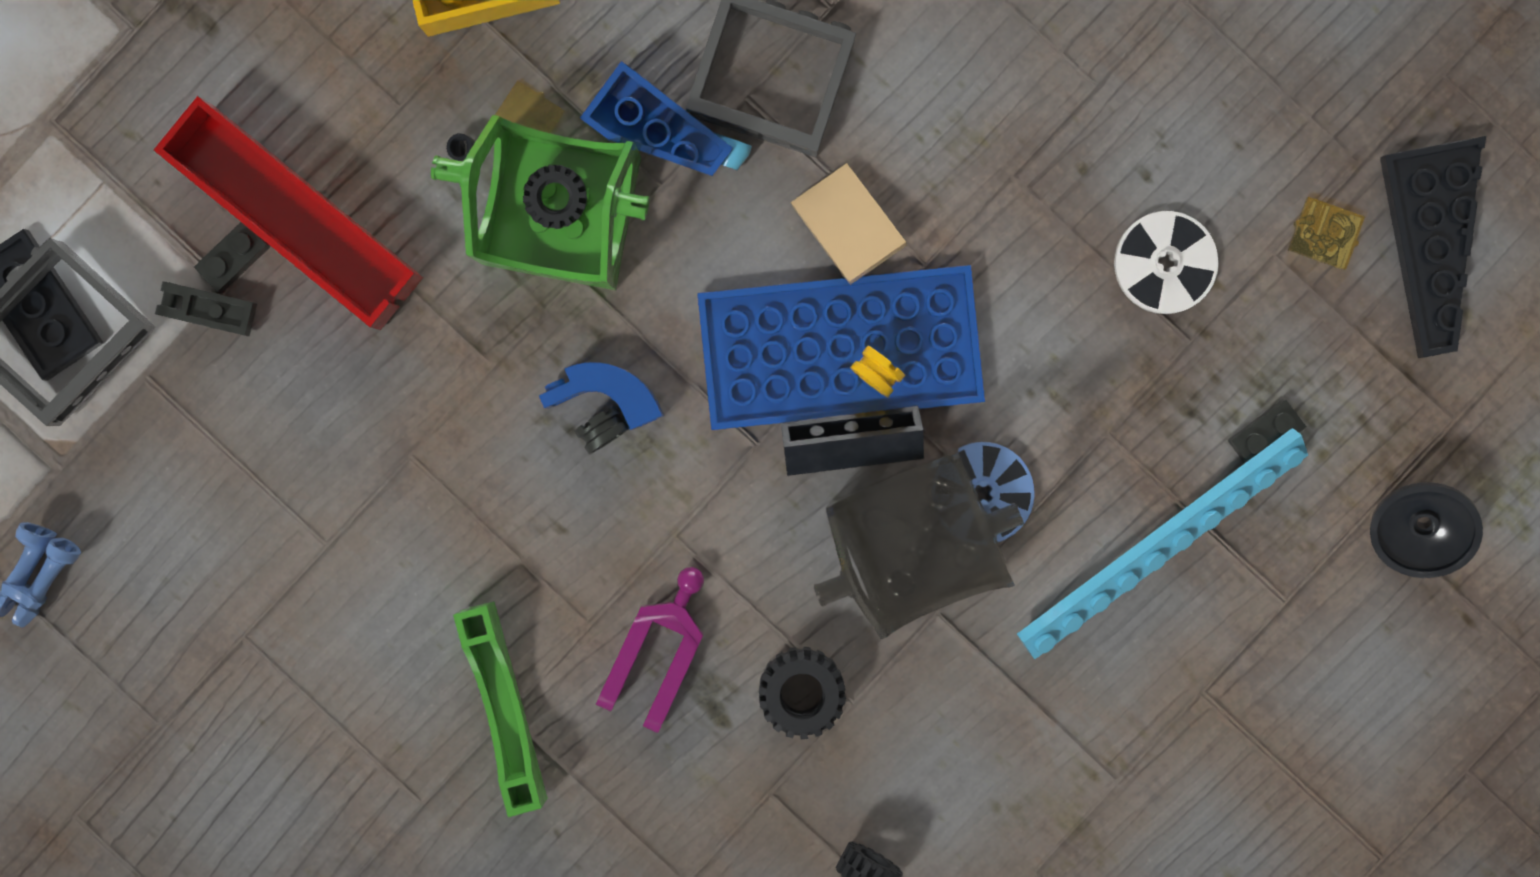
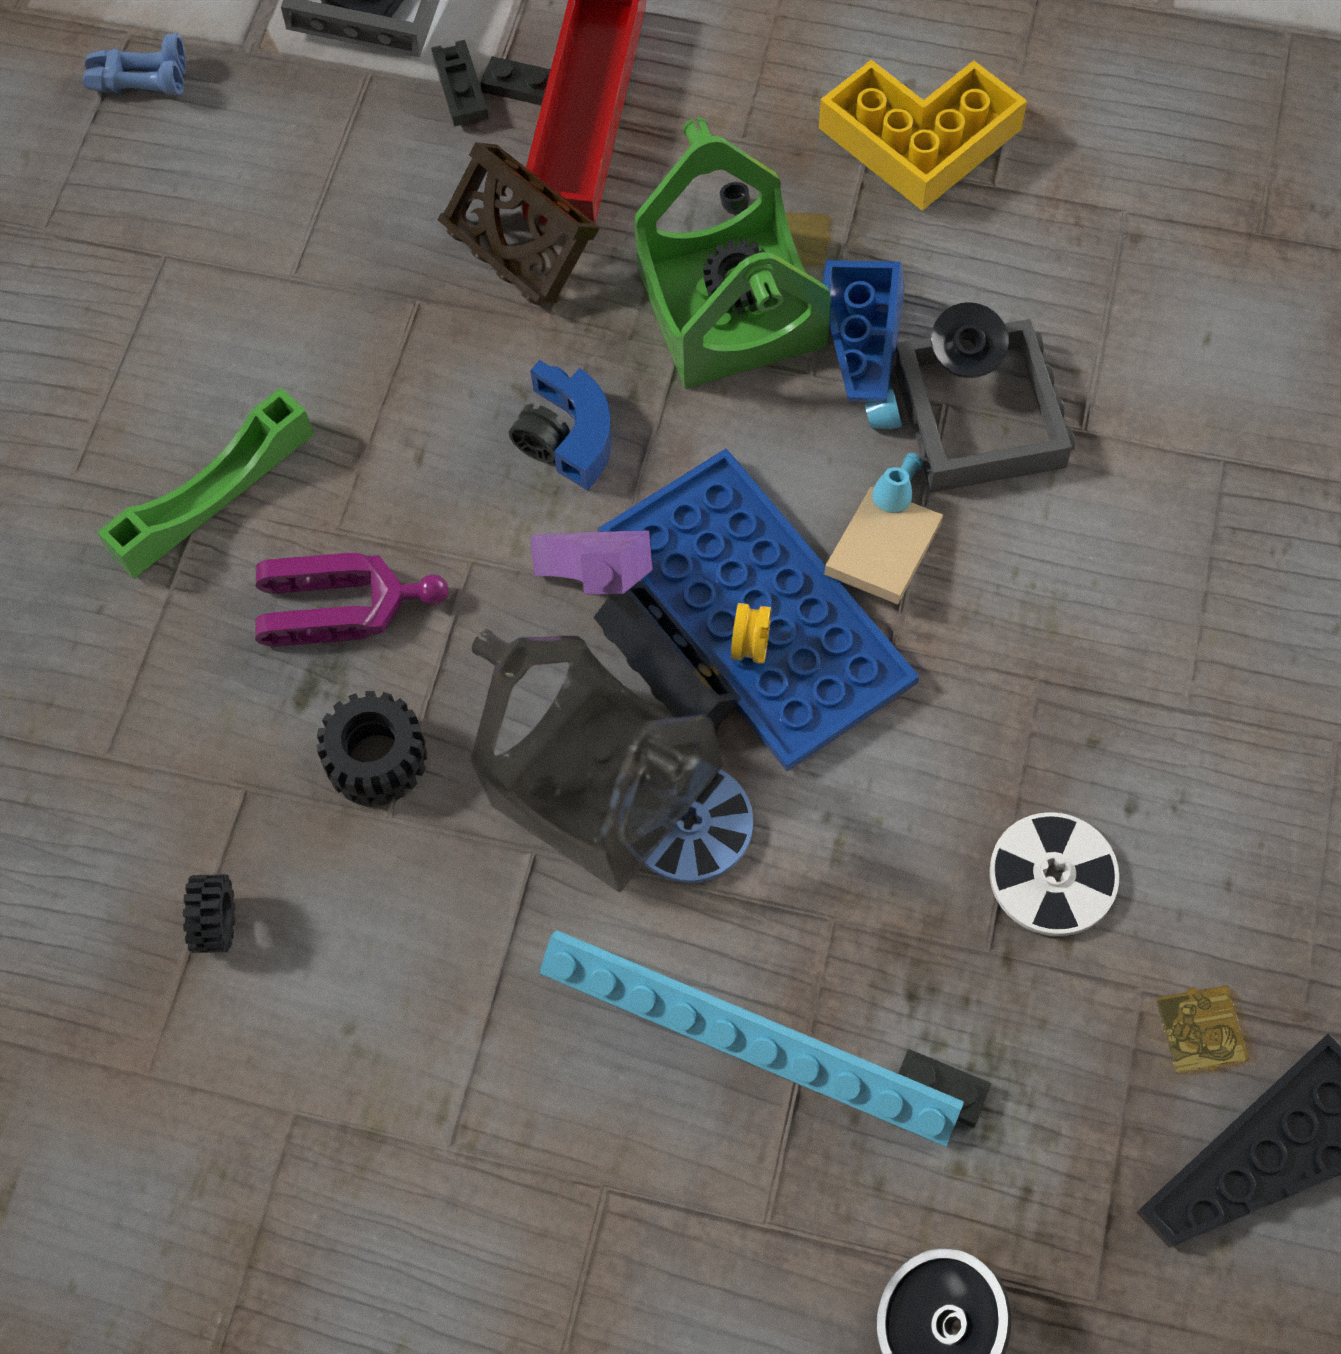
camera: 65 degrees right, 25 degrees down
(387, 373) = (492, 248): none -> dark brown fence
(739, 45) = (972, 323): none -> black dish
(751, 444) = (599, 559): none -> medium lavender arch
(805, 198) = (894, 487): none -> medium azure bar

